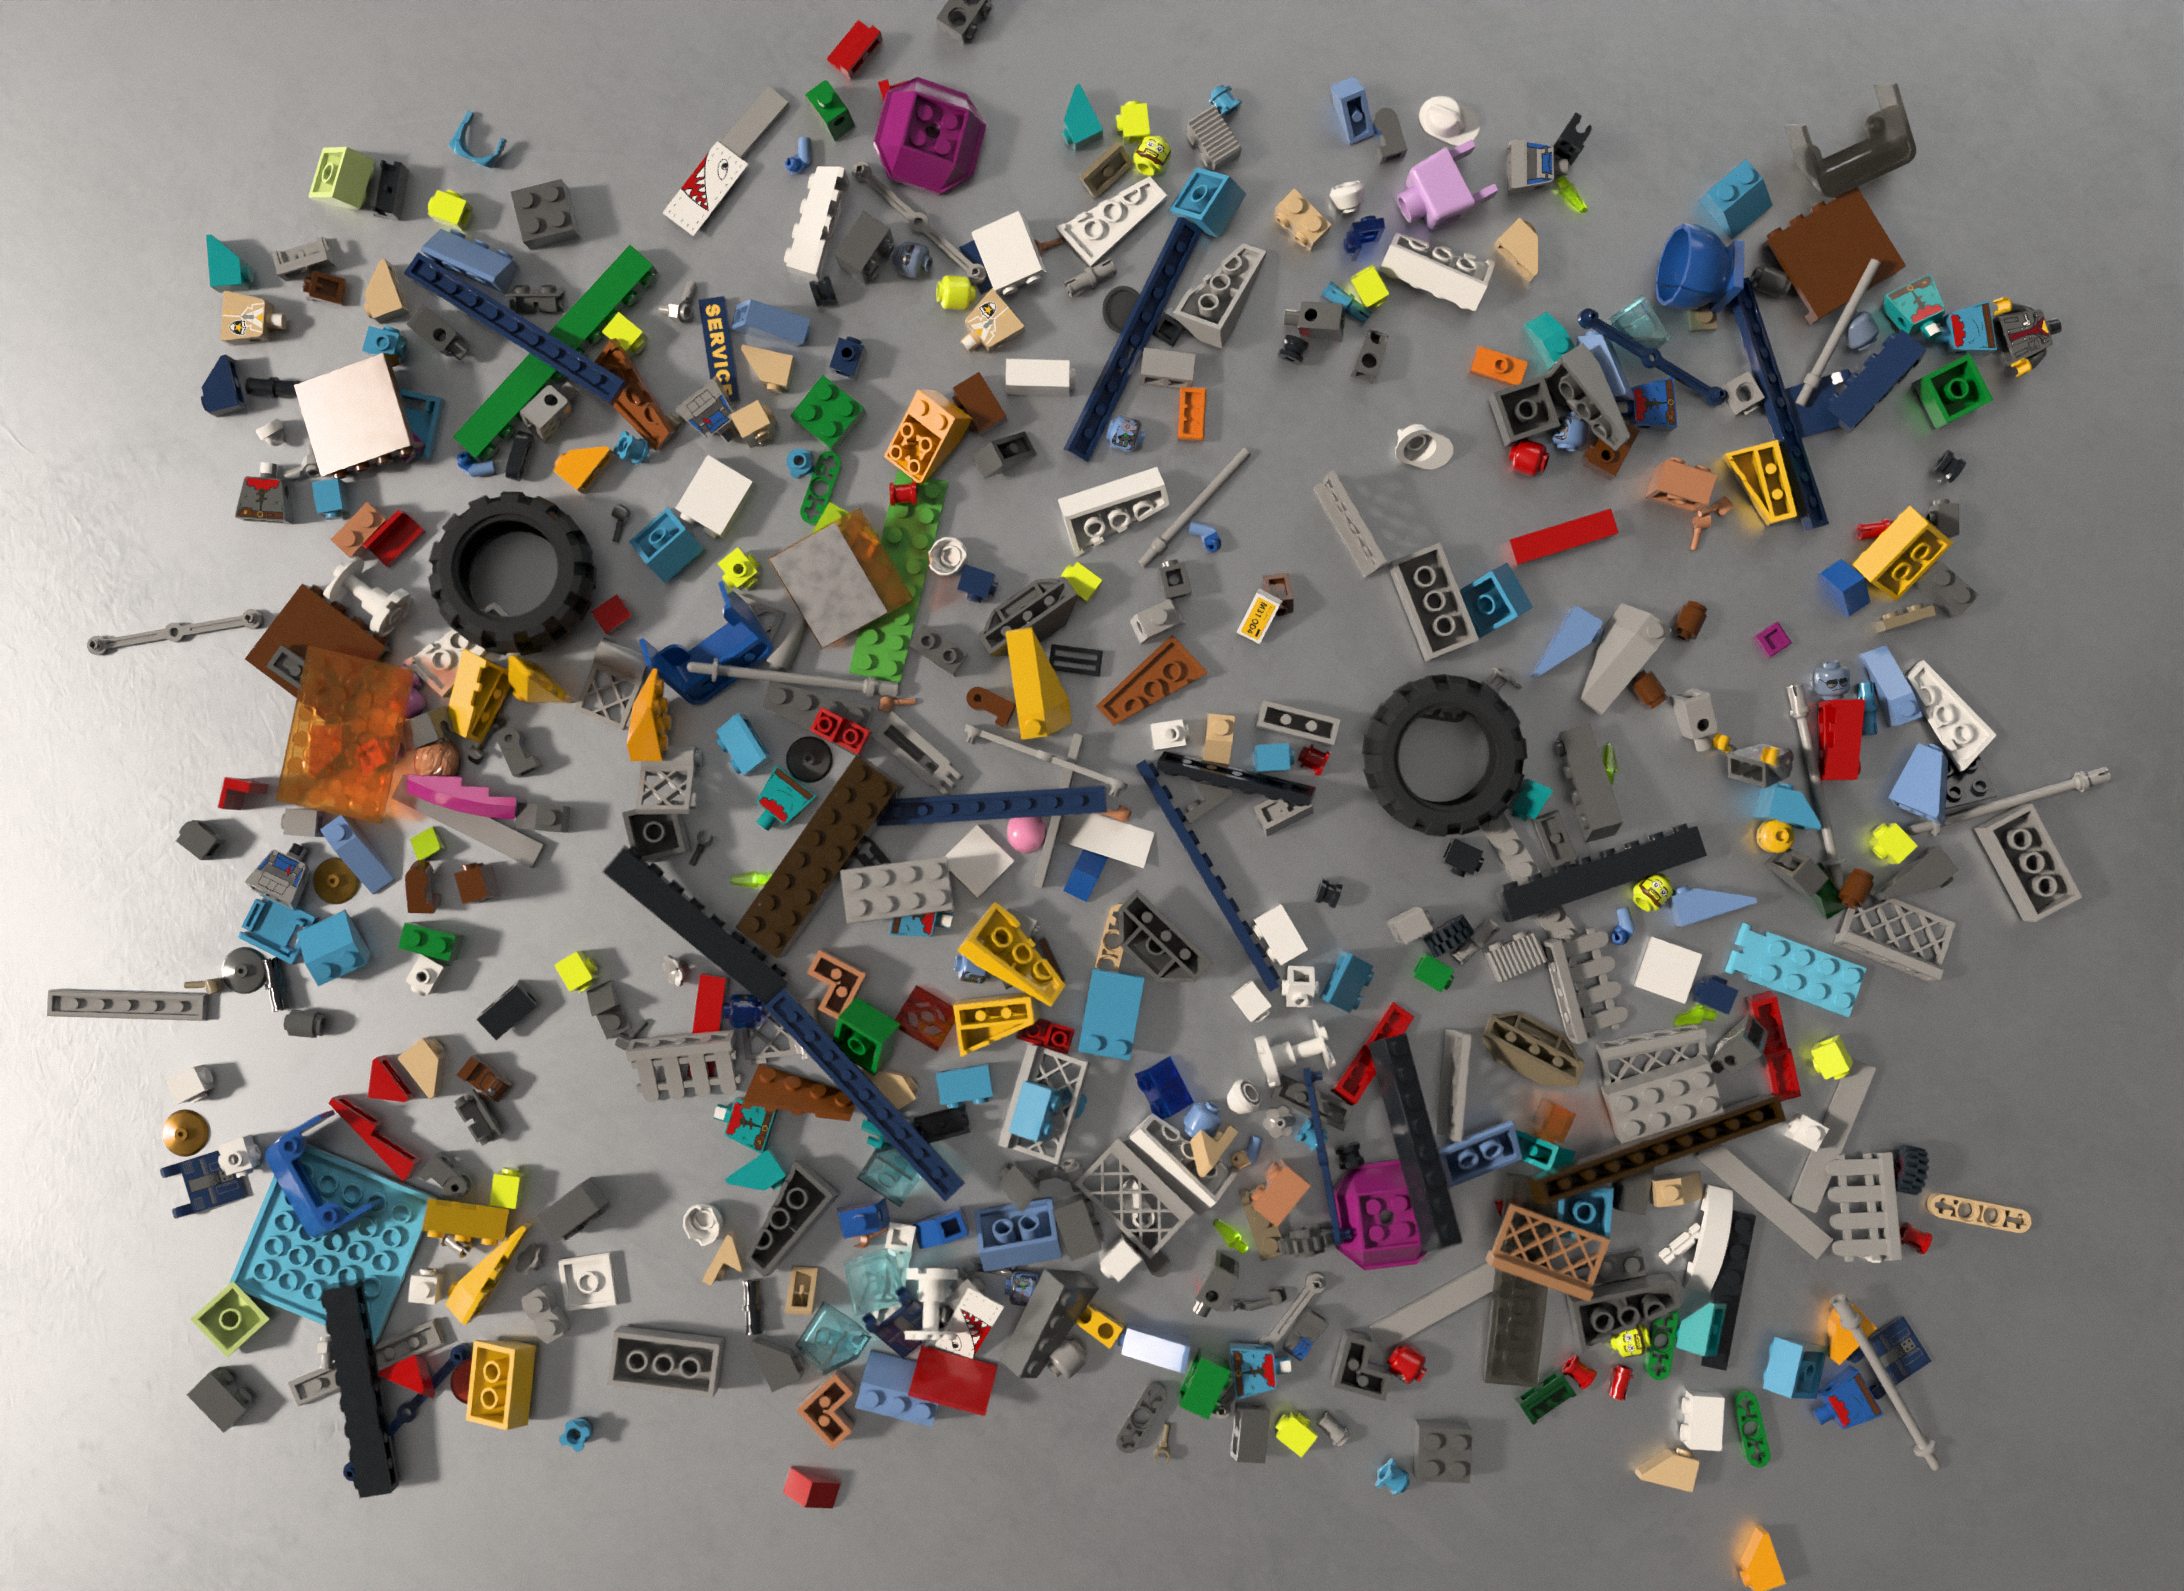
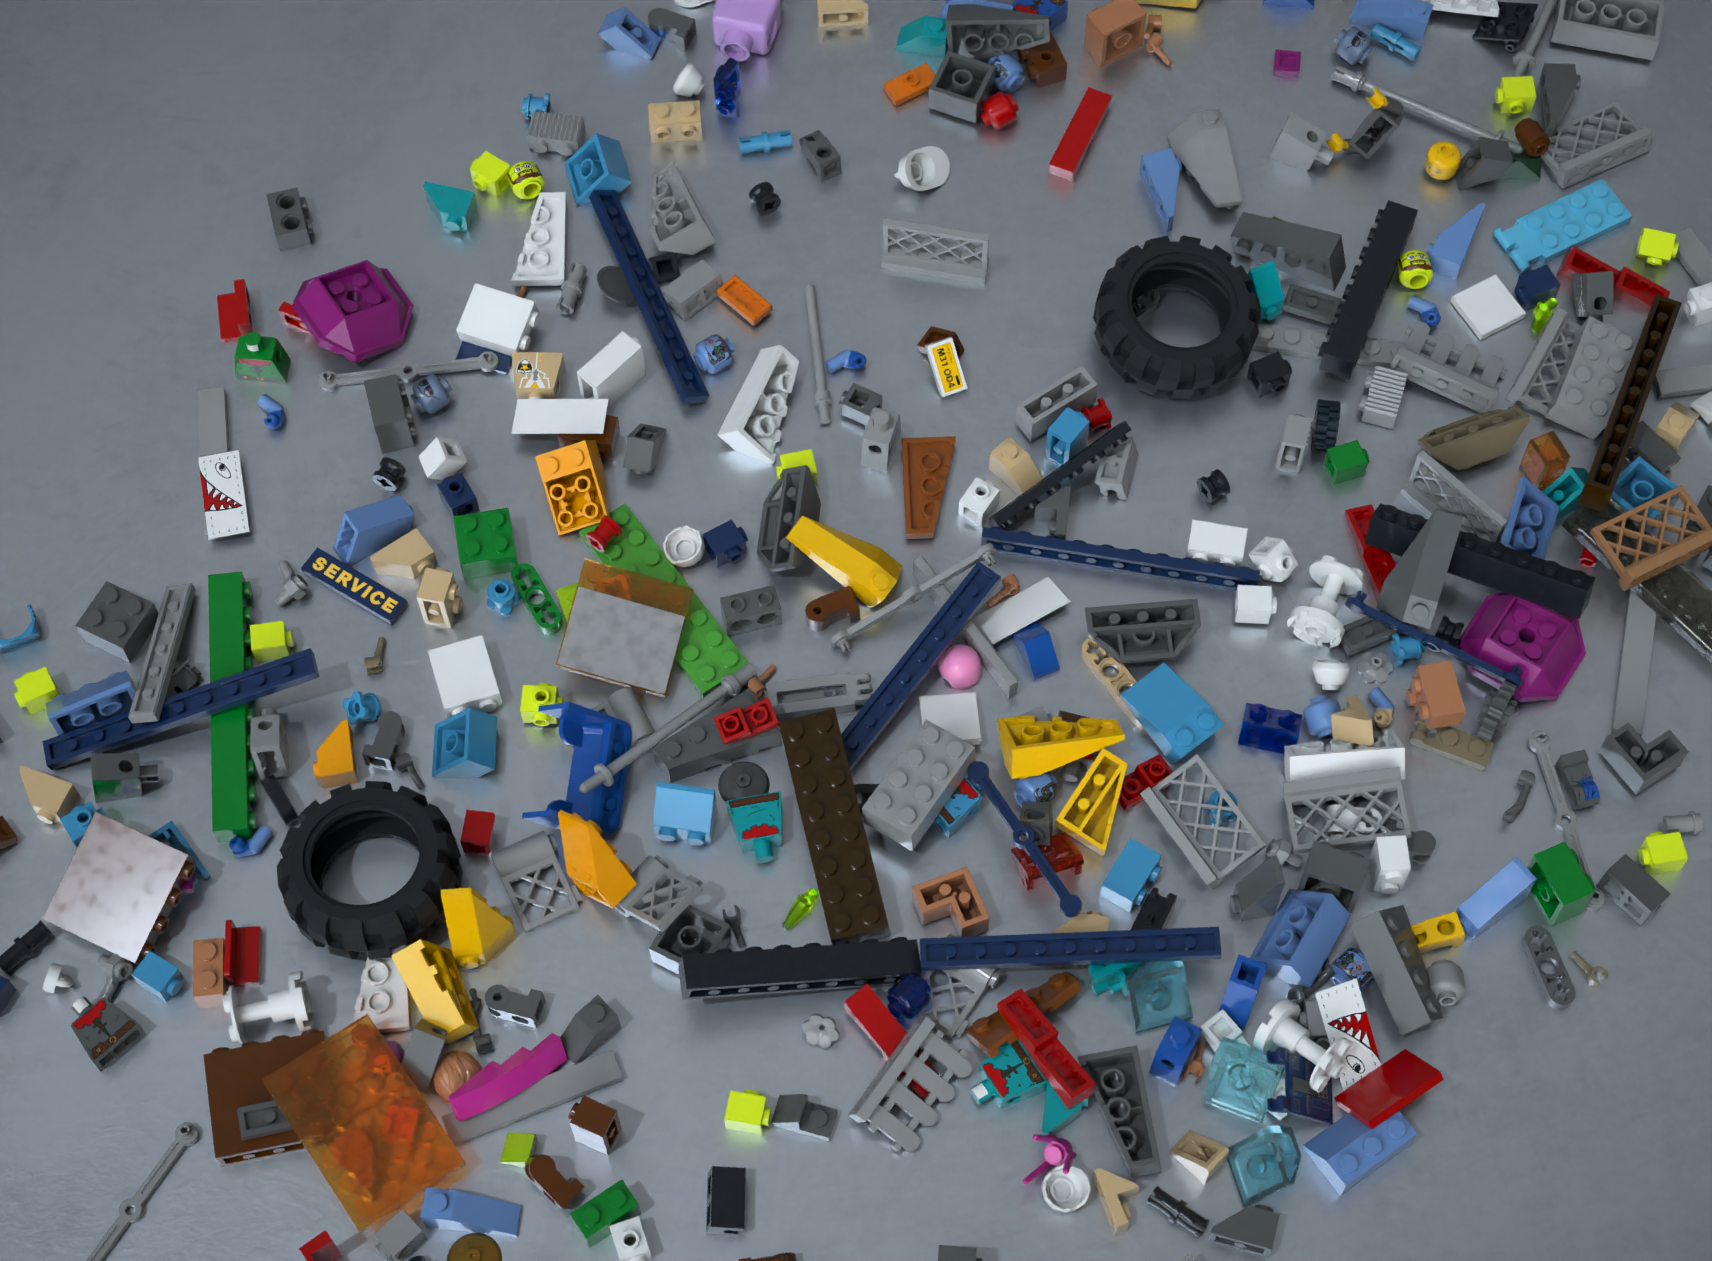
camera: 45 degrees left, 25 degrees down
(546, 271) = (162, 653): none -> light grey tile
(624, 1040) = (845, 1125): dark grey hand -> none
(625, 488) = (387, 742): none -> dark grey leg
(635, 401) = (336, 675): dark orange wing -> none
(709, 410) = (395, 623): torso -> none
(723, 1197) = (1055, 1153): none -> dark pink plant
(779, 1137) = (1049, 1054): none -> red slope
(818, 222) = (333, 434): white wedge -> none
(823, 1408) = (1323, 1220): nougat brick -> none
(865, 320) = (442, 458): none -> white brick
(866, 1035) = (1019, 905): green brick -> none
(943, 922) = (1069, 903): none -> dark blue piece
(951, 984) = (1040, 819): none -> dark grey brick
(955, 292) = (487, 384): neon yellow head -> none
(970, 373) = (560, 416): none -> white sticker
(1035, 1111) = (1204, 826): brick -> none
(1096, 673) = (868, 527): black tile -> none
(1106, 170) = (504, 217): dark tan plate -> none
(1216, 1283) = (1476, 810): dark grey torso -> none
(1230, 1236) = (1443, 775): clear neon green bar -> none
(1255, 1368) = (1581, 832): torso -> none
(1328, 320) = (761, 161): dark grey torso -> none
(1347, 982) = (1298, 523): dark azure slope -> none
(1359, 1111) = (1418, 577): none -> dark grey wedge
(1370, 286) = (769, 114): neon yellow brick -> none
(1407, 1364) = (1667, 718): red head -> none
(1432, 602) = (1048, 246): light grey brick -> none
(1438, 270) = (802, 67): white wedge -> none
(1476, 941) = (1348, 416): light grey pin -> none
(1494, 600) = (1085, 210): dark azure slope -> none
(1648, 689) = (1251, 161): reddish brown brick -> none
(1689, 621) = (1221, 97): reddish brown brick -> none
(1786, 806) = (1424, 130): dark azure slope -> none
(1839, 738) = (1402, 67): red wedge -> none
(1923, 784) = (1488, 43): medium blue slope -> none

